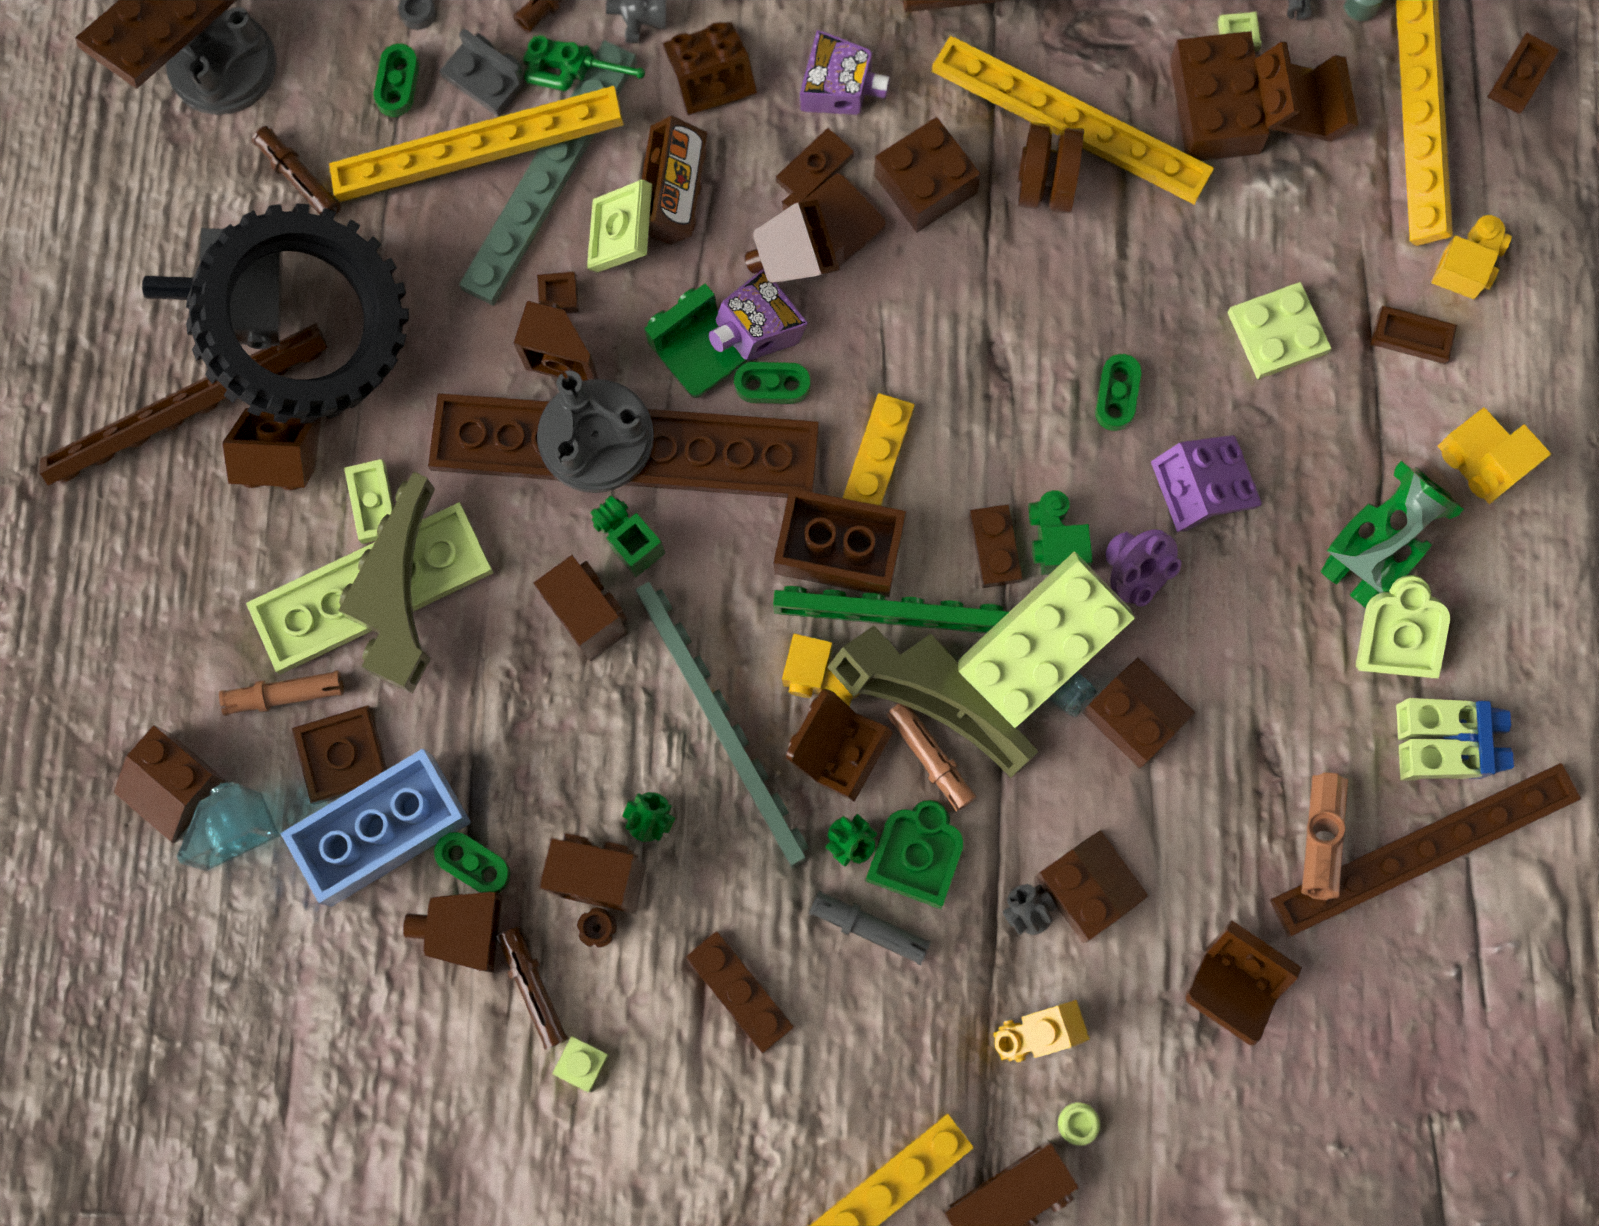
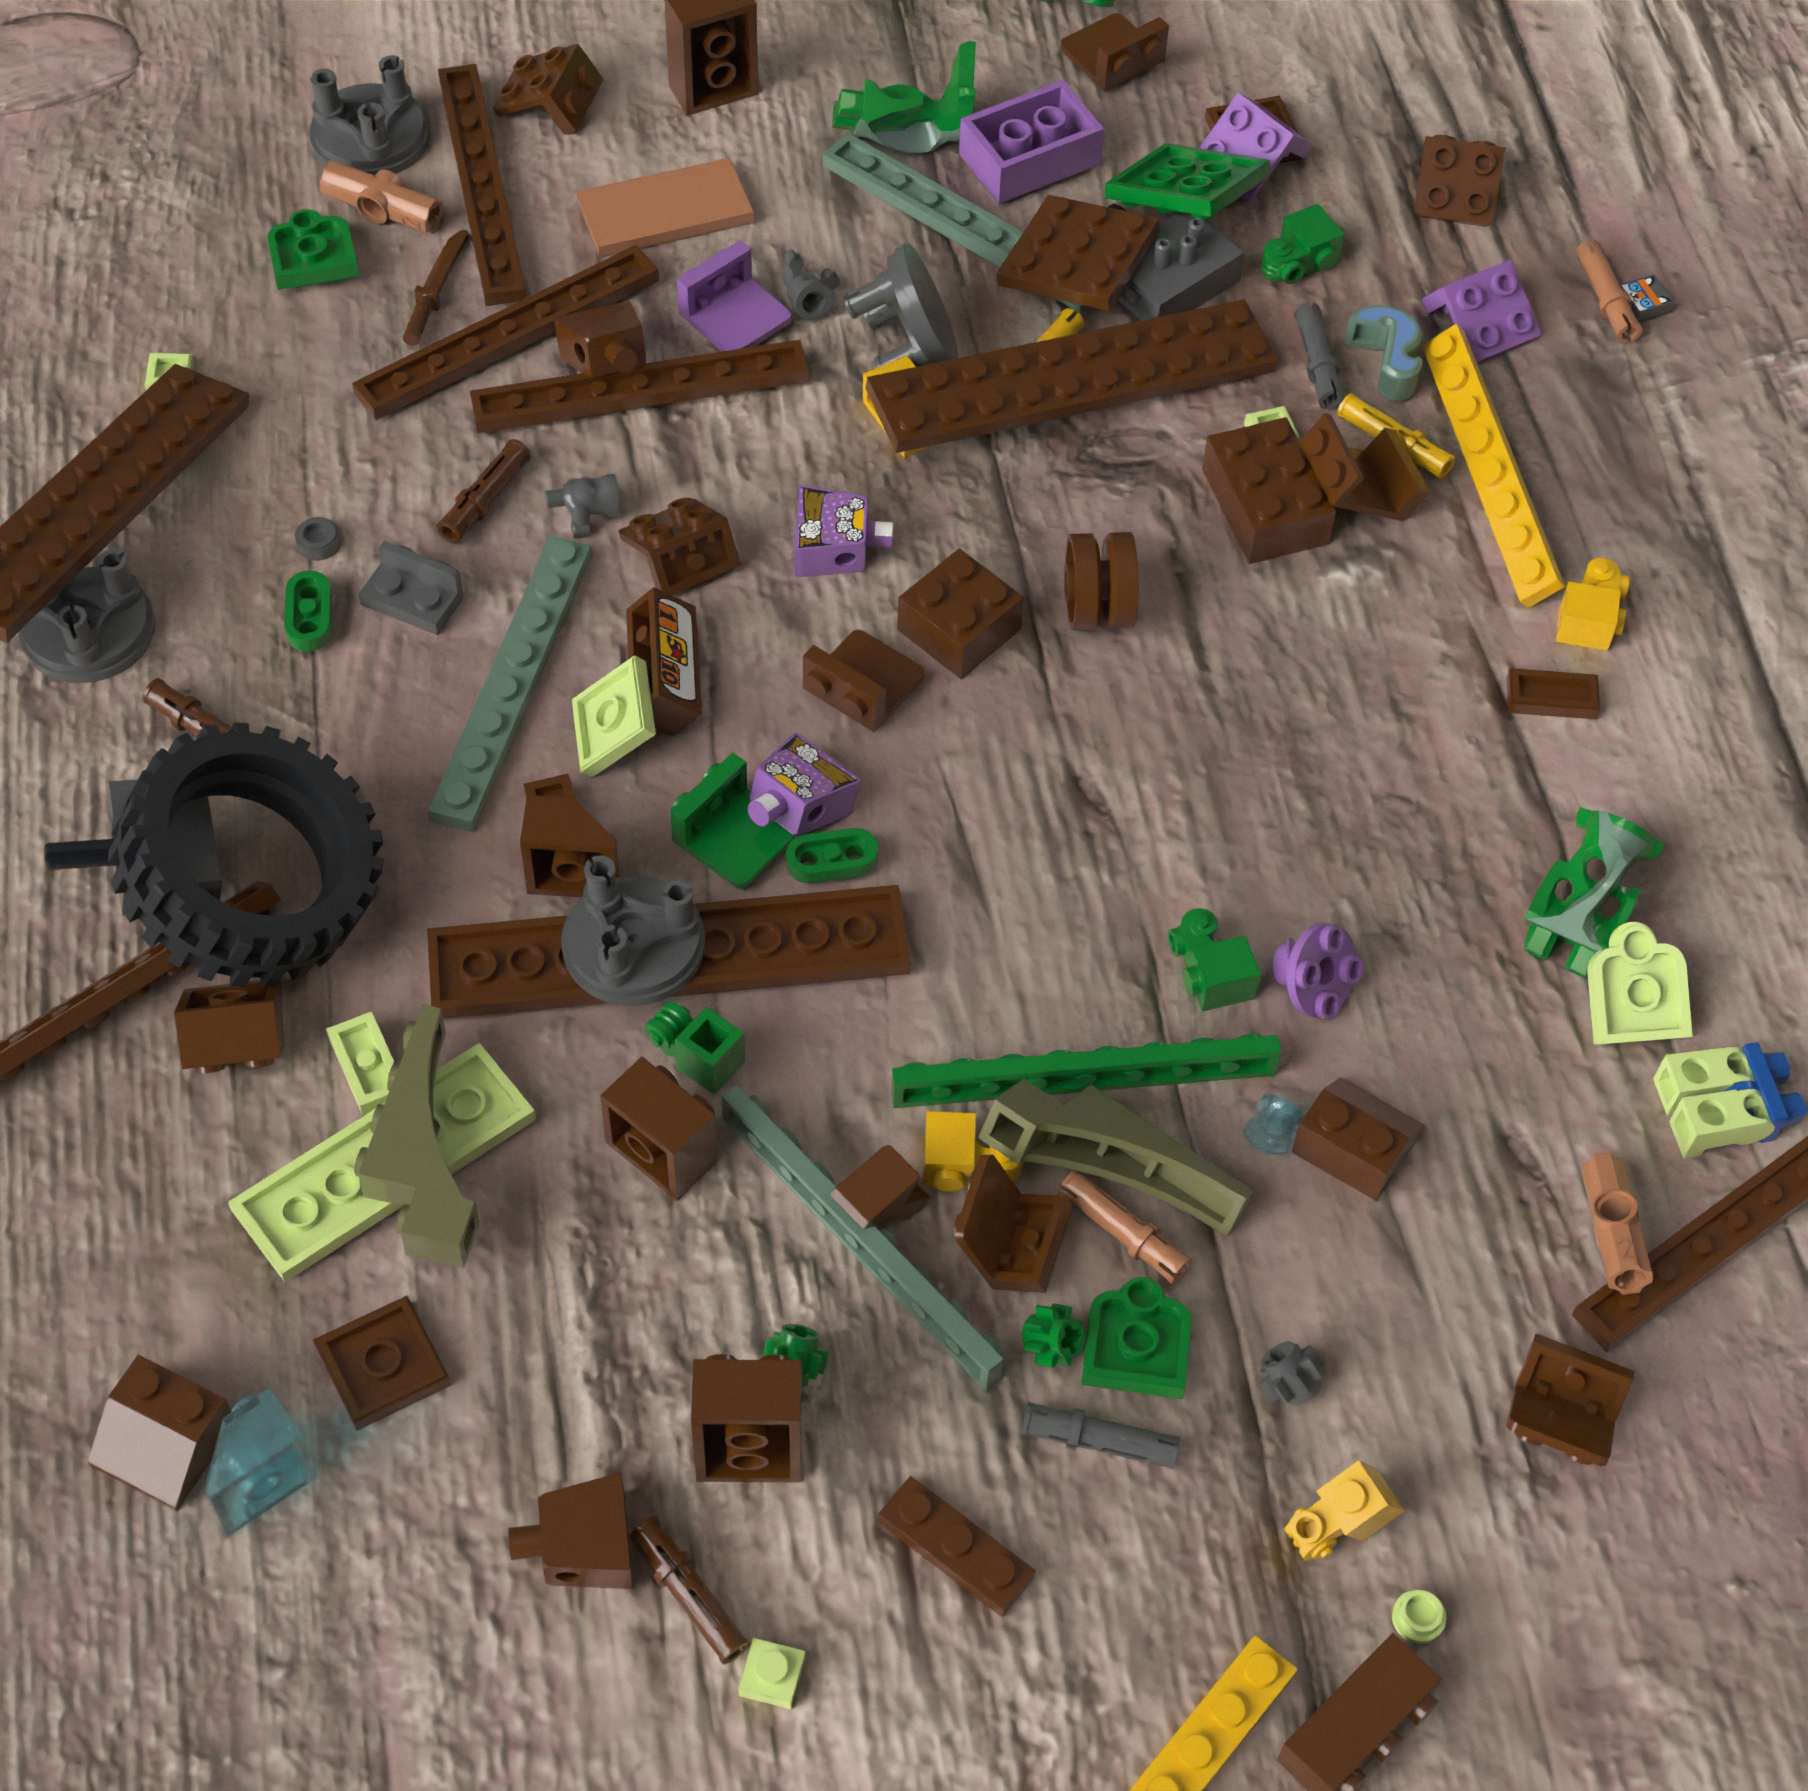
camera: 20 degrees left, 20 degrees down
(264, 695) = (291, 1300): nougat pin -> none
(375, 828) = (450, 1429): light blue brick -> none
(473, 864) = (583, 1452): green plate -> none
(476, 144) = (423, 656): yellow plate -> none
(569, 58) = (513, 557): green piece -> none
(588, 920) = (756, 1489): reddish brown plate -> none
(741, 696) = (881, 1190): none -> reddish brown slope
(793, 245) = (827, 697): torso -> none
(815, 165) = (827, 623): reddish brown plate -> none
(839, 542) = (956, 1005): reddish brown brick -> none
(879, 450) = (975, 912): yellow plate -> none
(995, 546) = (1140, 987): reddish brown plate -> none
(1045, 640) = (1231, 1057): yellowish green brick -> none
(1047, 105) = (1156, 547): yellow plate -> none
(1092, 886) = (1356, 1338): reddish brown slope -> none
(1116, 393) = (1239, 805): green plate -> none
(1205, 480) = (1361, 873): medium lavender bracket -> none
(1279, 330) = (1402, 712): yellowish green plate -> none
(1359, 69) = (1374, 421): none -> yellow pin
(1491, 456) = (1679, 796): yellow brick -> none
(1523, 73) = (1590, 423): reddish brown plate -> none

